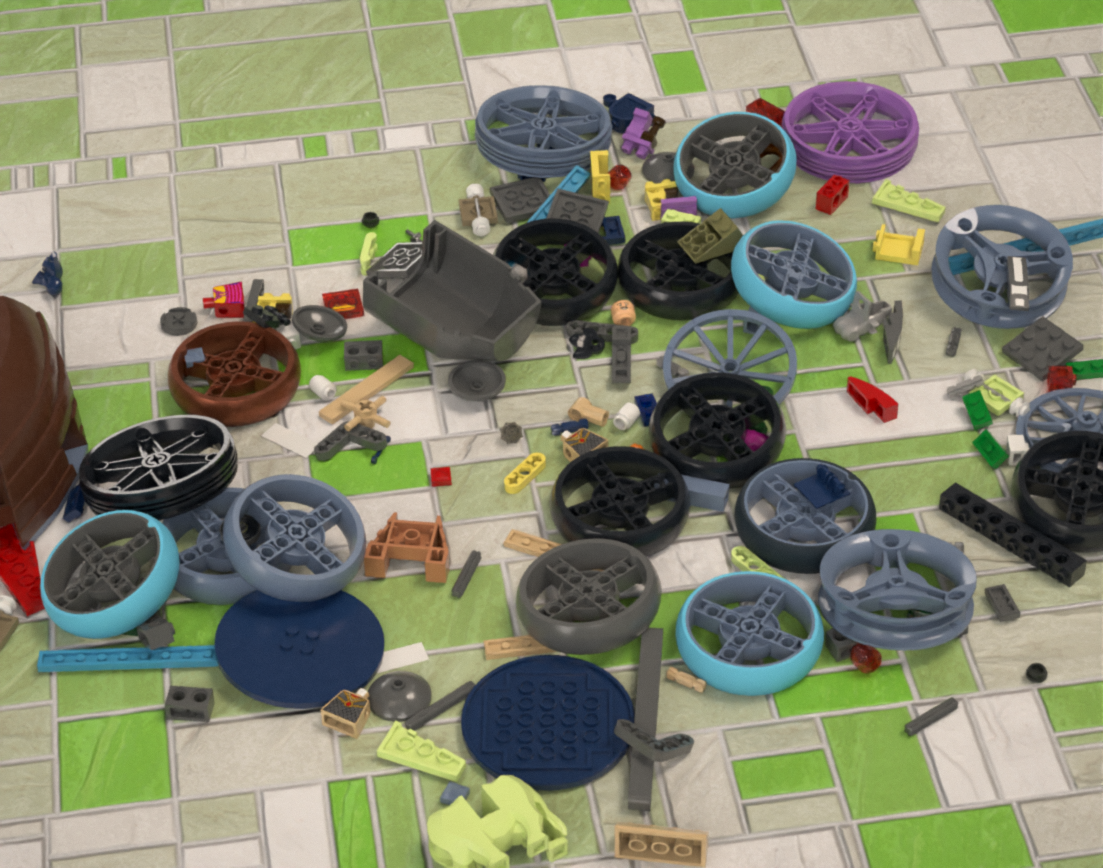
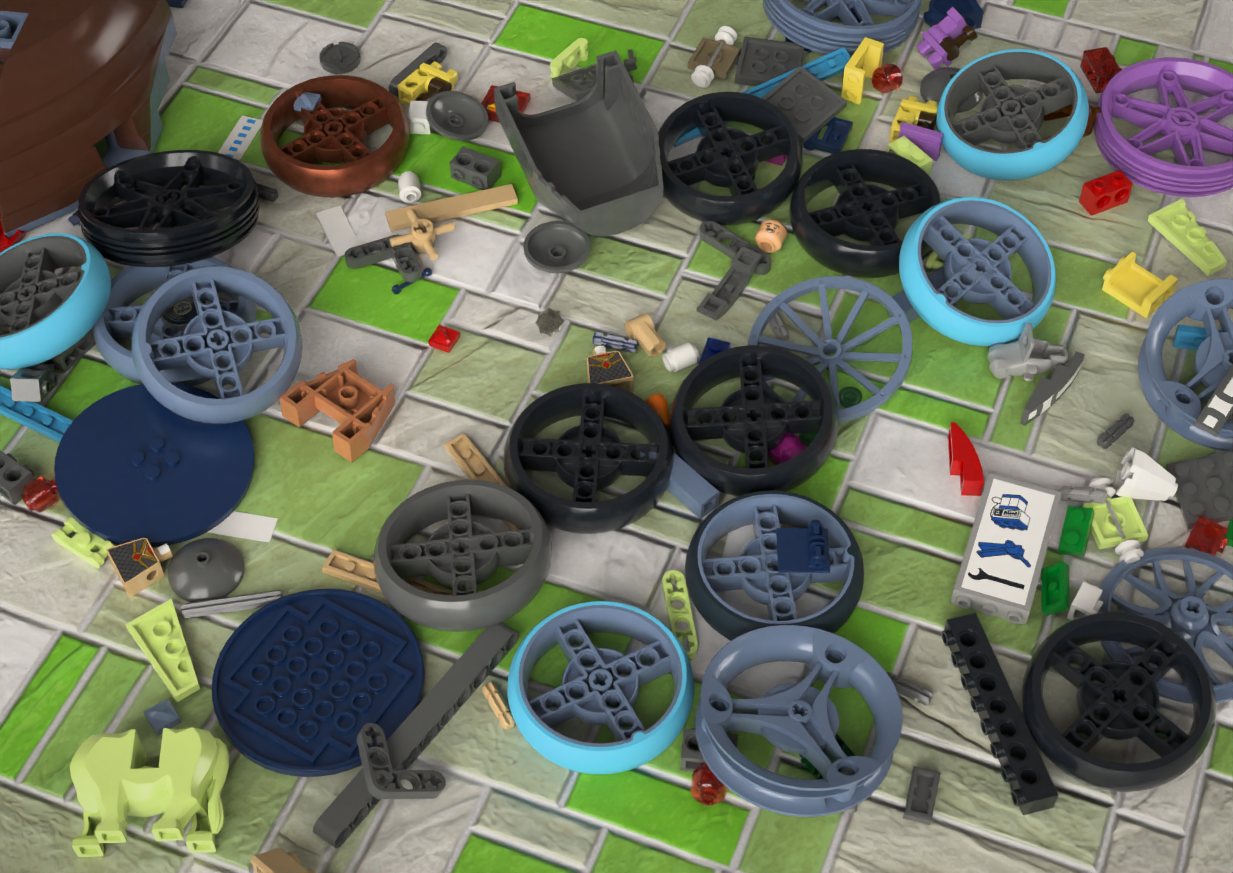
camera: 30 degrees right, 10 degrees up
(148, 405) = (241, 137): none -> white sticker
(227, 301) = (396, 53): red torso -> none
(229, 702) = (40, 494): none -> clear red head
(266, 317) = (404, 89): black plate -> none
(291, 719) = (83, 542): none -> yellowish green plate
(370, 219) = (602, 24): pearl dark grey plate -> none
(466, 574) = (379, 462): dark grey axle -> none
(523, 480) = (511, 374): light yellow beam -> none
(585, 343) = (704, 252): black plate -> none
(711, 238) = (913, 189): olive slope -> none
(941, 439) = (1006, 549): none -> brick
(995, 358) = (1143, 478): none -> white cone

